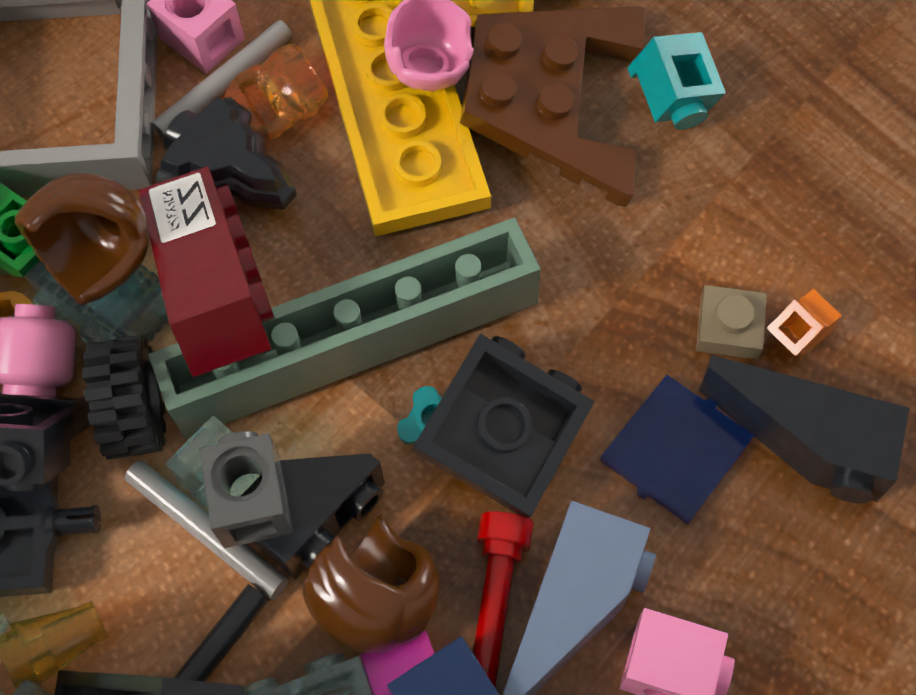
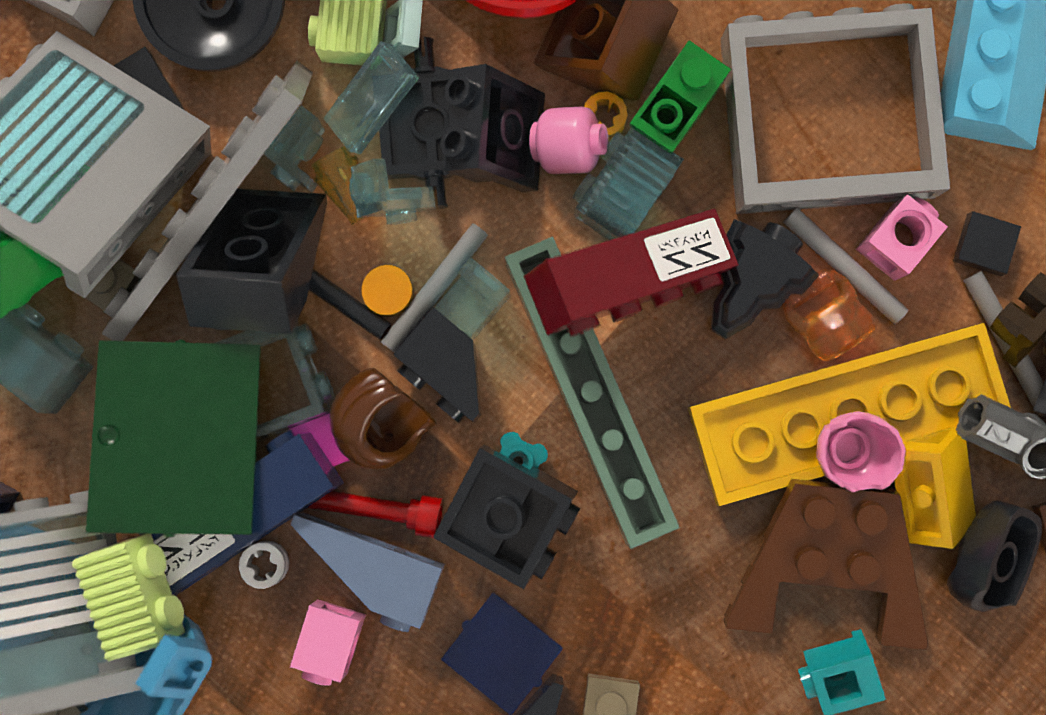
camera: 90 degrees right, 20 degrees up
(66, 585) = (374, 198): none -> clear light blue bracket
(86, 233) = (649, 179): reddish brown piece -> none
(123, 397) = (526, 218): black tyre -> none
(202, 588) = (387, 290): none -> light orange tile
(249, 517) = (416, 318): dark grey brick -> none

